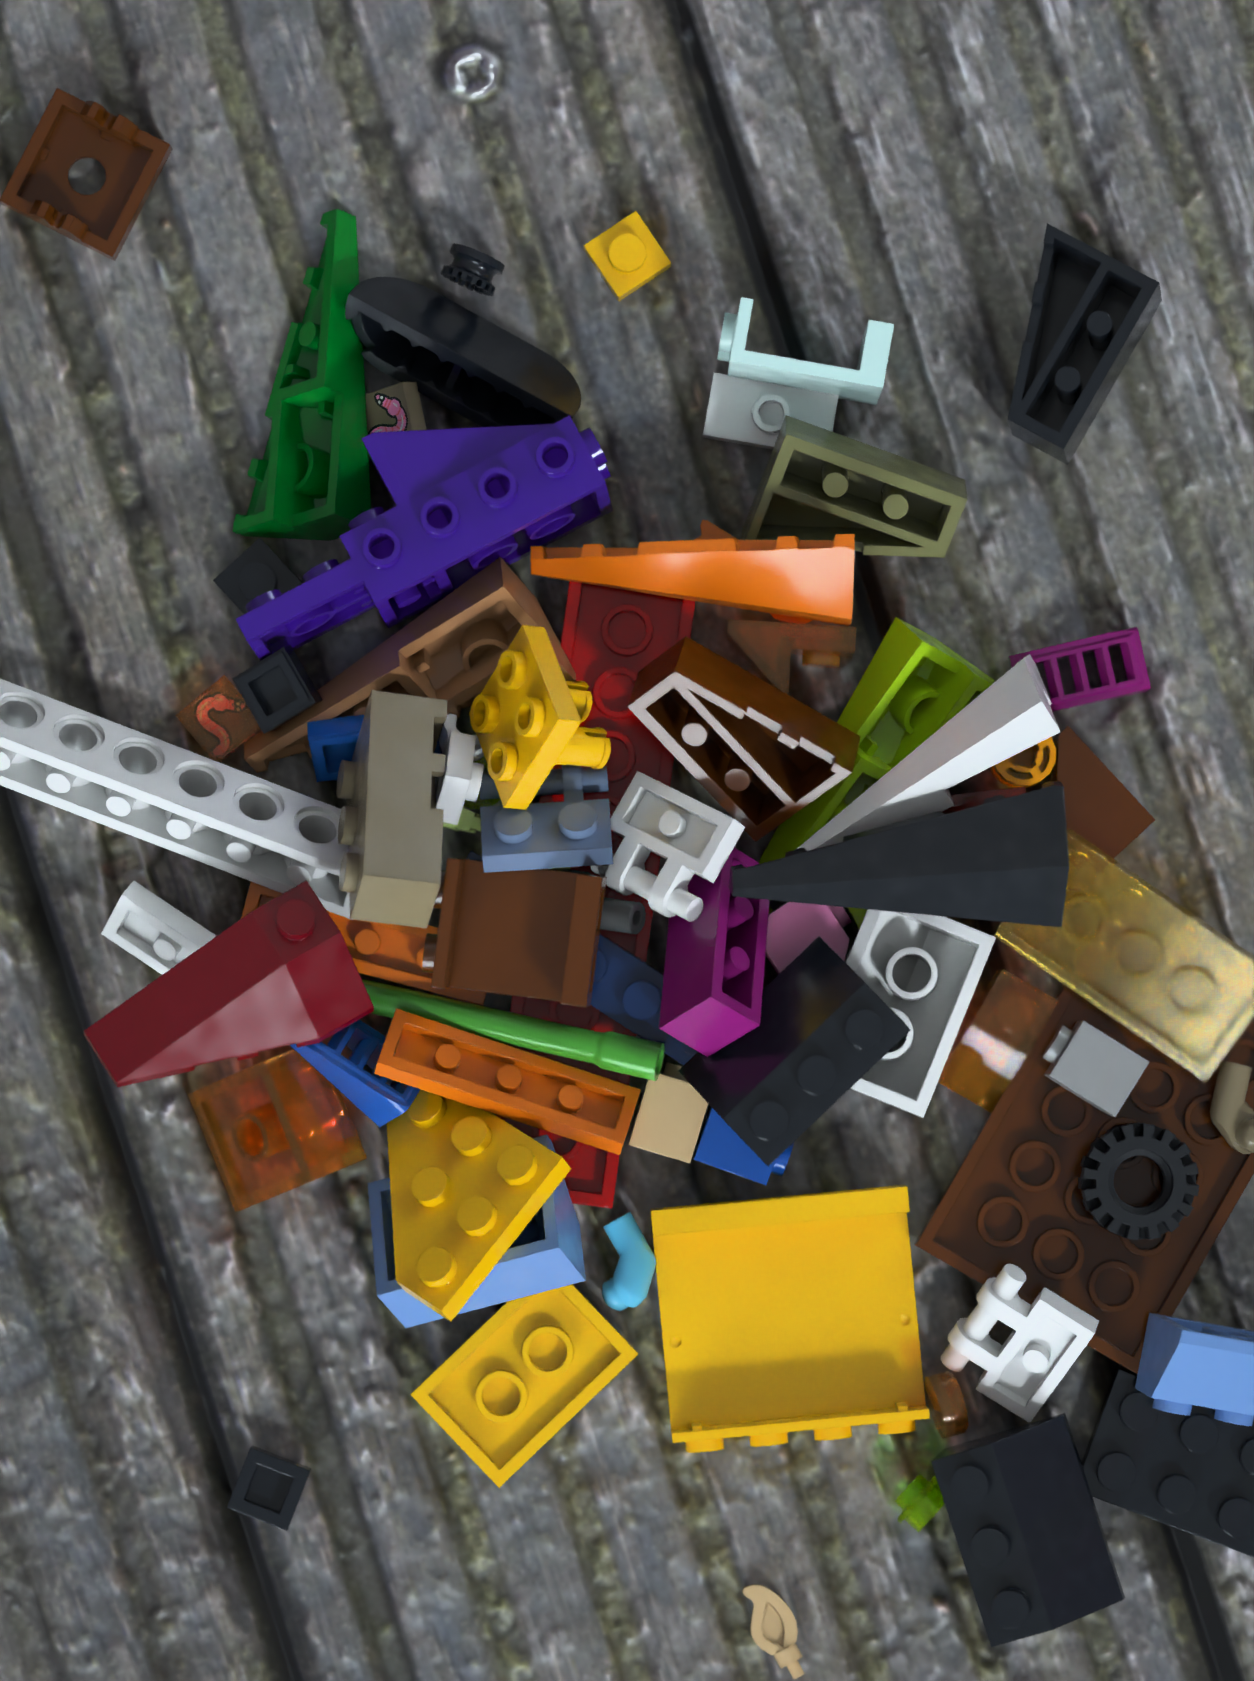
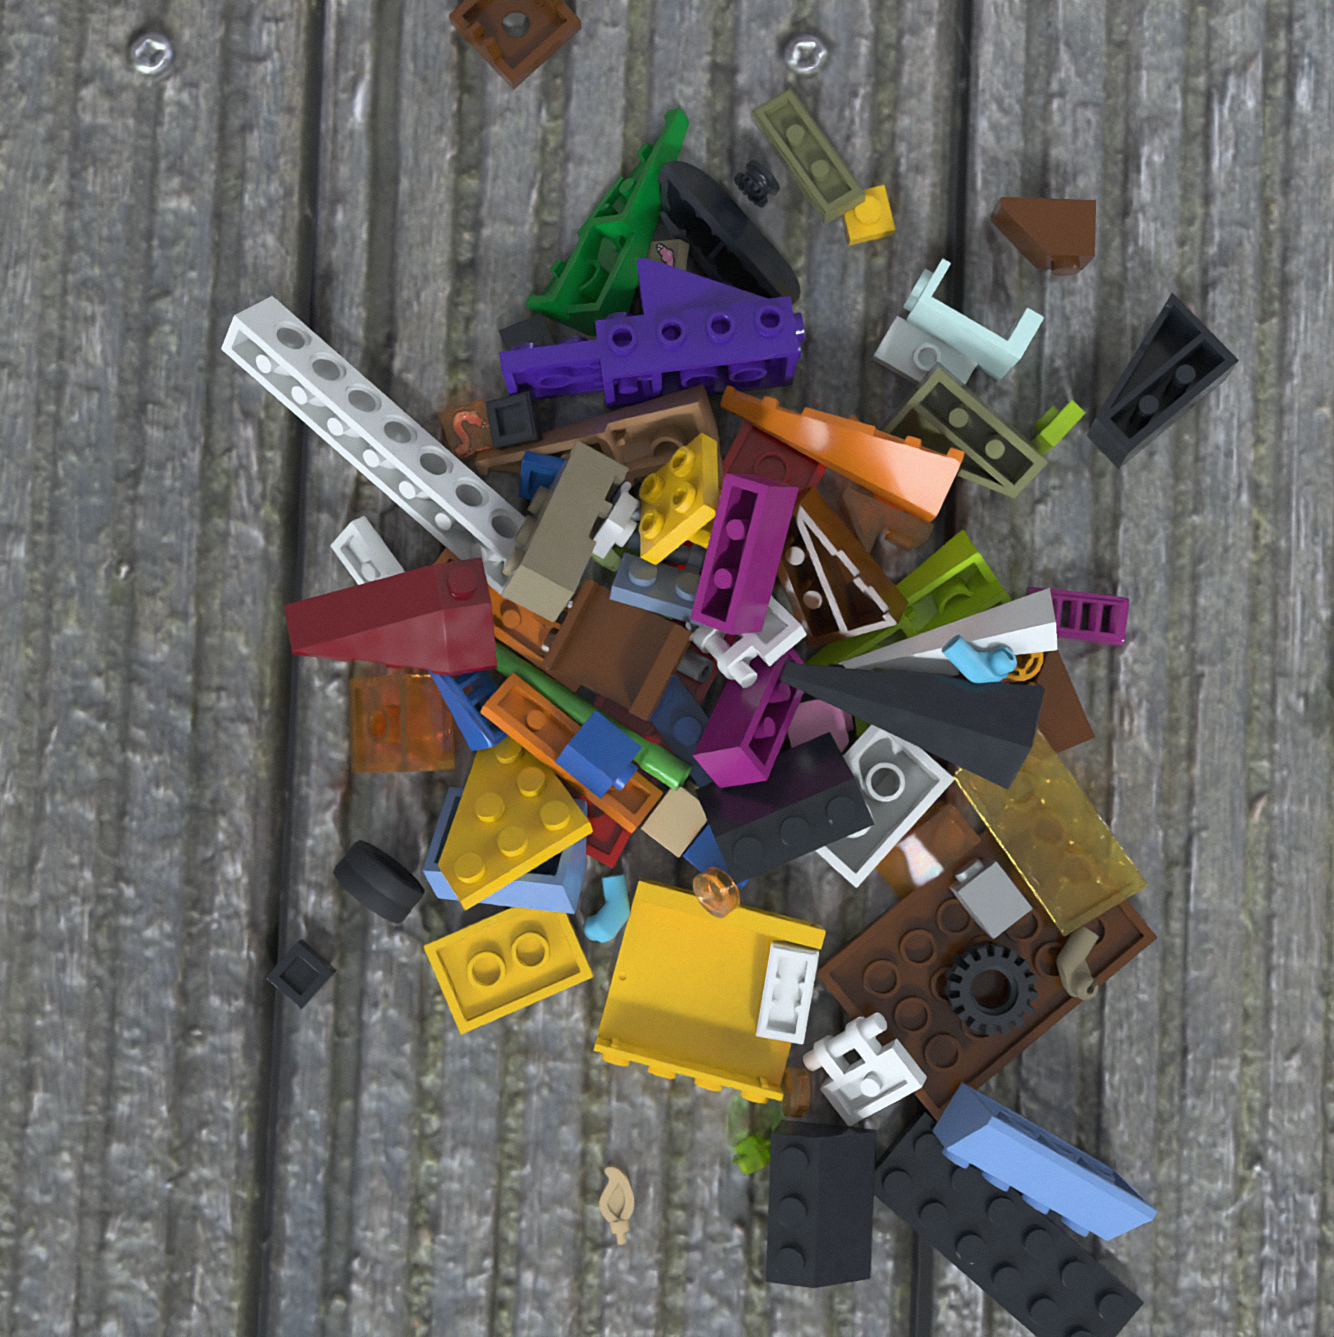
camera: 15 degrees right, 0 degrees up
(325, 1333) = (378, 881): none -> black tyre
(524, 210) = (808, 156): none -> olive tile
(545, 1072) = (600, 755): none -> blue brick
(630, 758) = (743, 553): none -> magenta brick
(751, 1187) = (716, 892): none -> clear orange tile
(869, 194) = (1049, 231): none -> reddish brown slope
(889, 1281) = (787, 991): none -> white plate
(964, 440) = (1055, 425): none -> lime plate
(972, 787) = (979, 666): none -> medium azure arm

